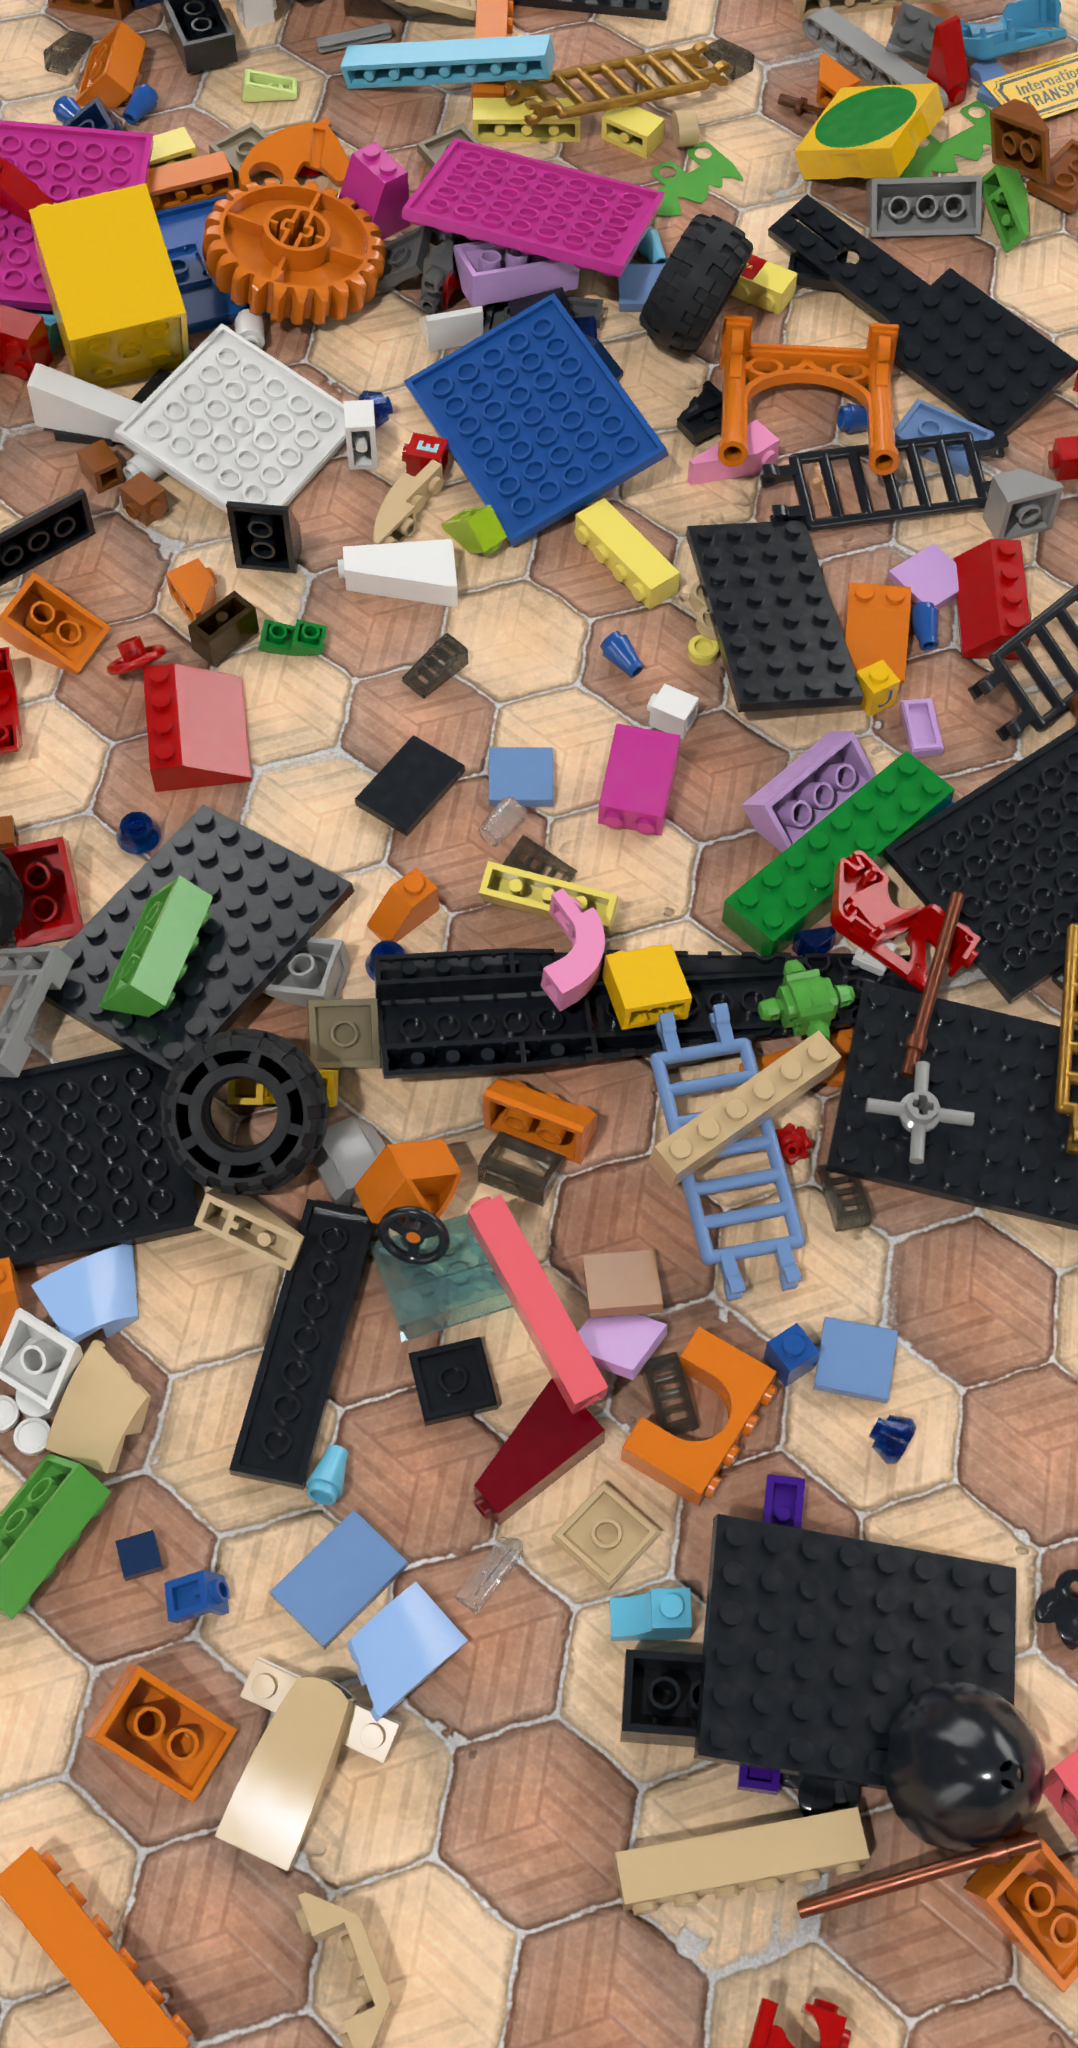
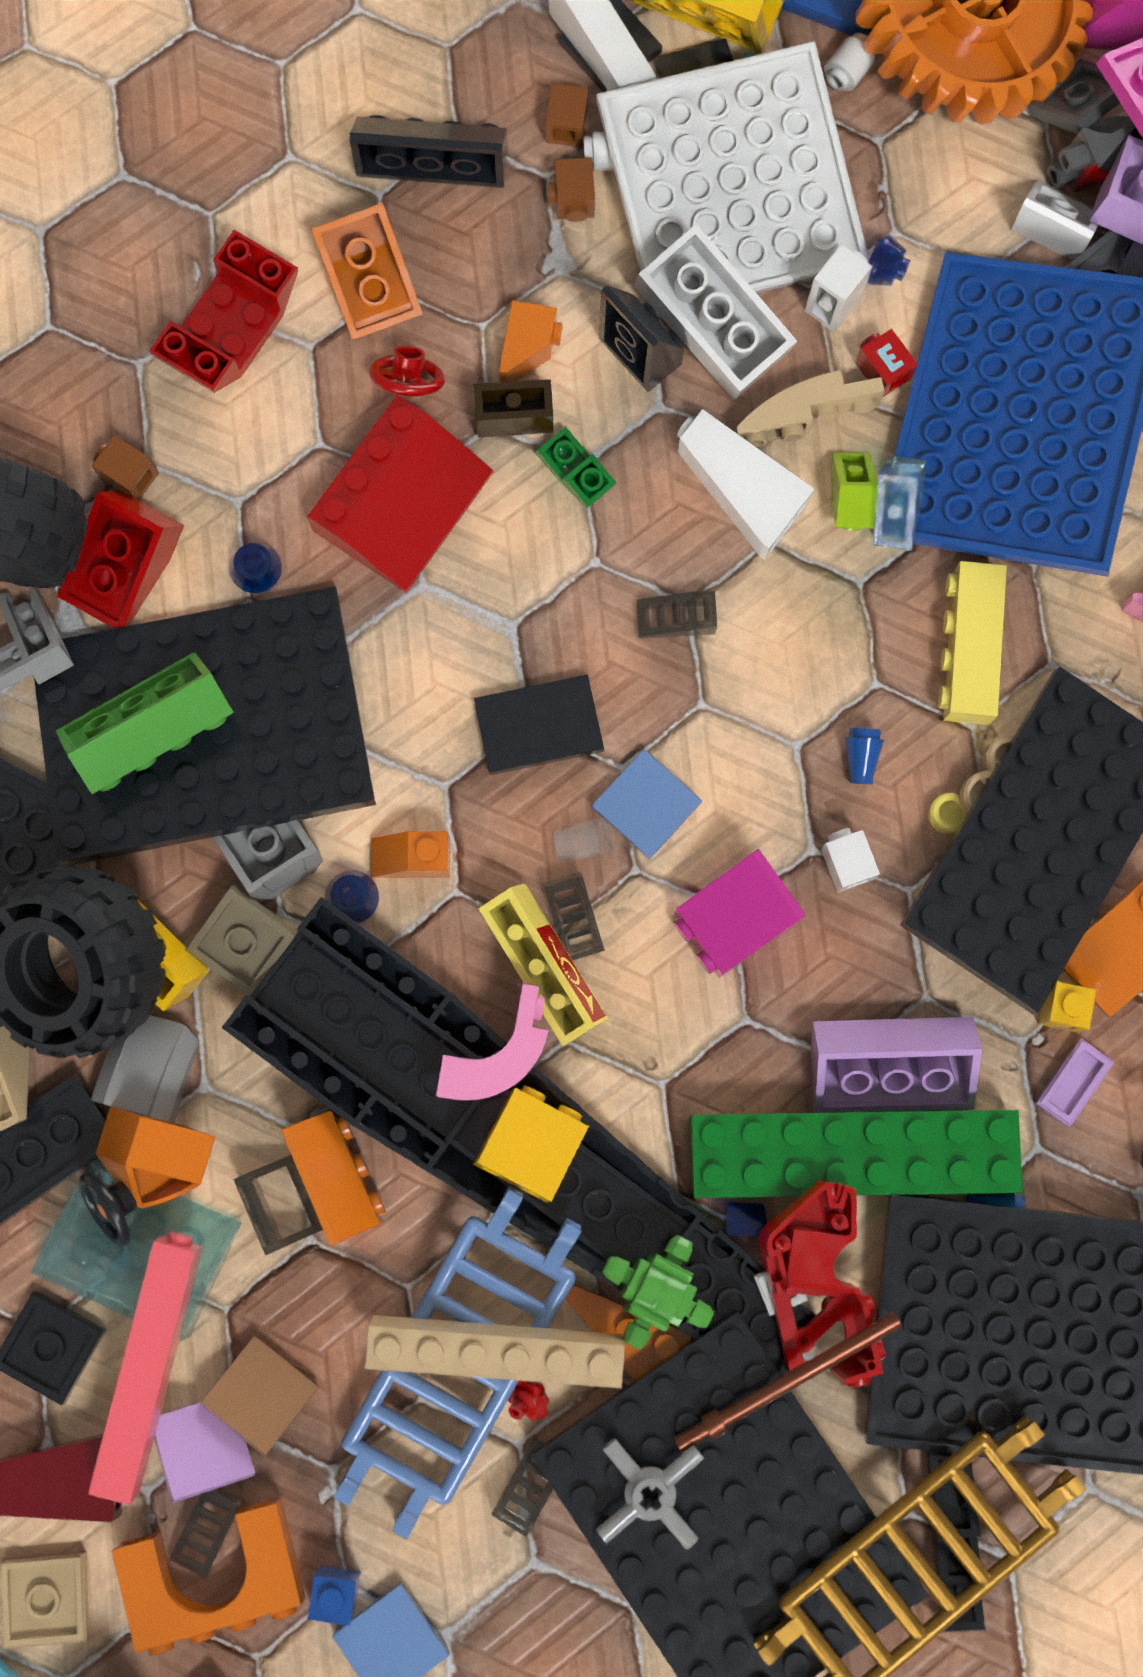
camera: 40 degrees right, 20 degrees up
(319, 493) = (714, 311): none -> white brick
(510, 509) = (899, 502): none -> clear light blue slope

